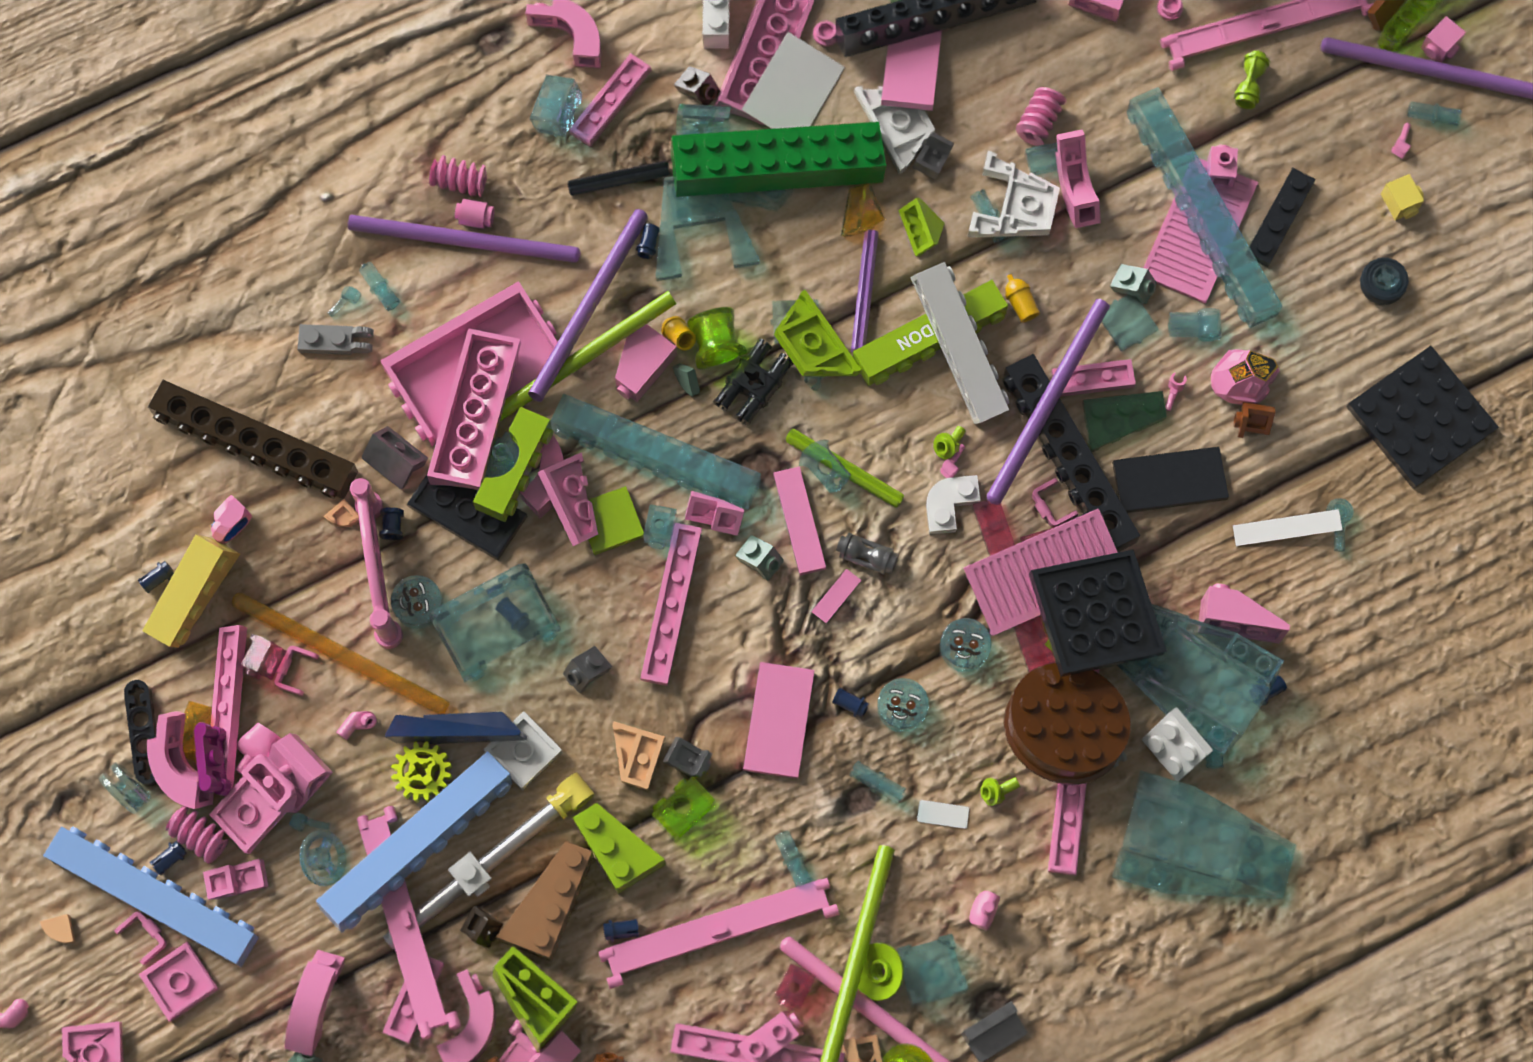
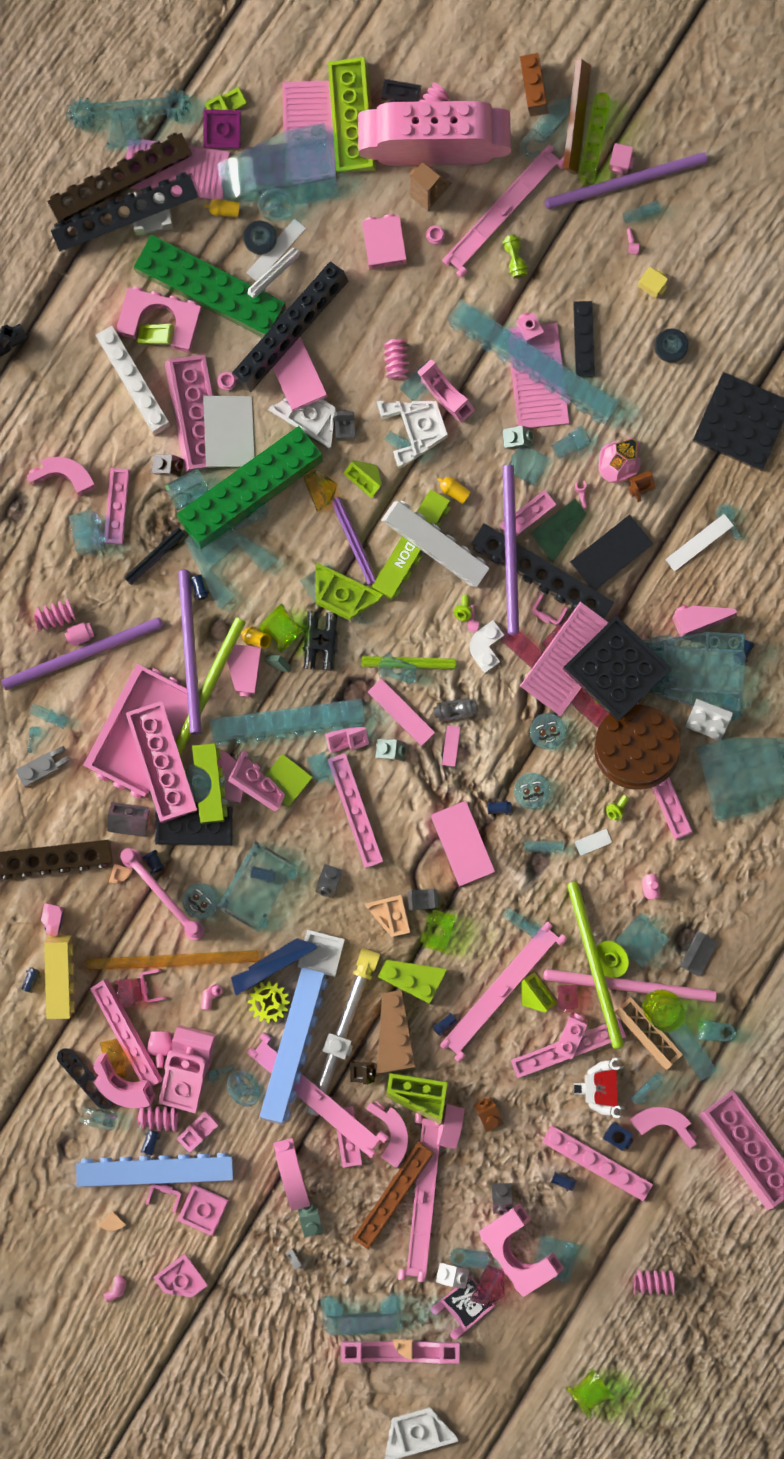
camera: 25 degrees left, 10 degrees up
(211, 759) = (140, 1070): magenta plate -> none
(758, 960) = (536, 995): none -> lime slope

